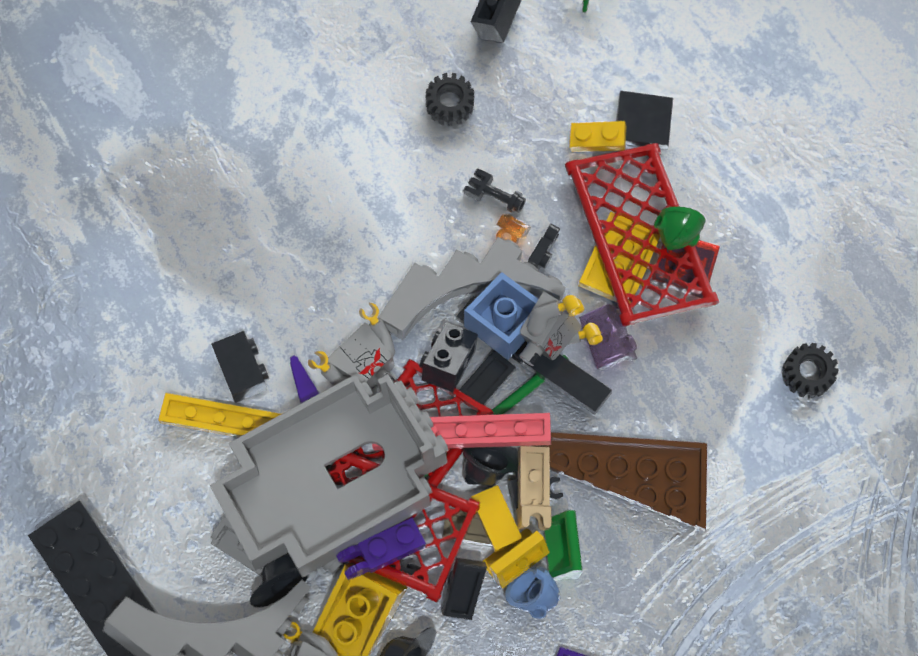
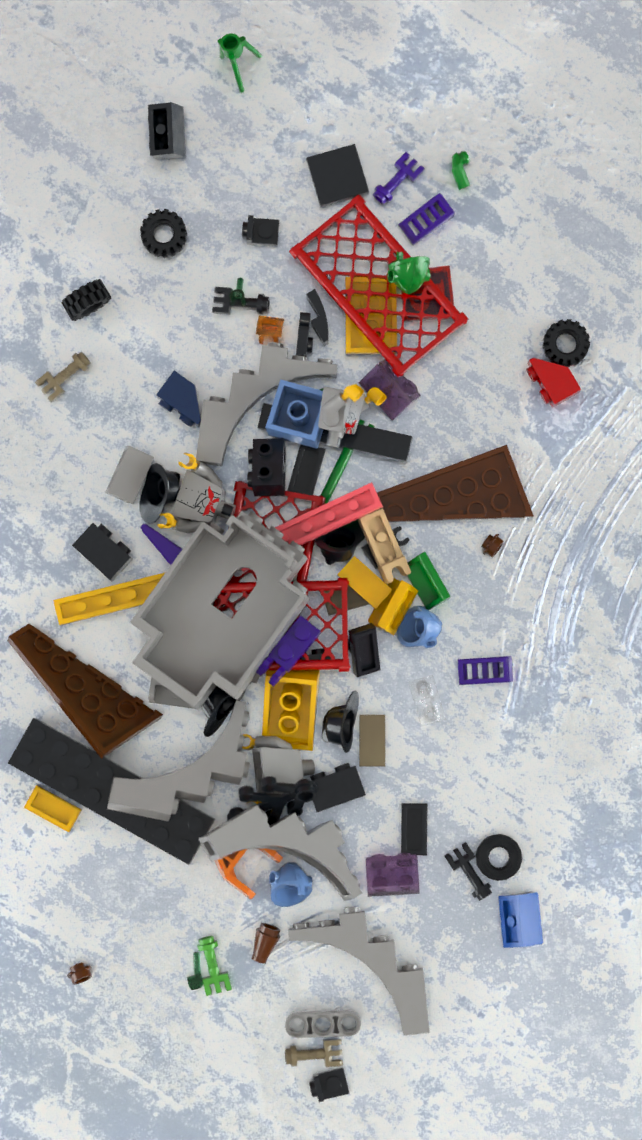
camera: 15 degrees left, 15 degrees up
(52, 610) = (52, 808): none -> yellow tile
(148, 507) = (89, 698): none -> reddish brown wing
(276, 189) = (54, 383): none -> dark tan hinge
(304, 304) = (129, 474): none -> light grey hinge
(326, 333) = (158, 491): none -> black piece
(344, 123) = (86, 300): none -> black tyre
(393, 252) = (182, 397): none -> dark blue slope
(496, 181) = (238, 293): none -> clear green hand
(545, 137) = (261, 231): none -> black bracket
(565, 241) = (320, 323): none -> black slope
(598, 136) = (305, 211): yellow plate -> none
(648, 541) = (492, 545): none -> reddish brown plate
(682, 153) = (383, 194): none -> dark purple hinge
(734, 181) = (440, 220): none -> dark purple slope
(765, 163) = (458, 171): none -> green arm
(784, 401) = (554, 379): none -> red slope

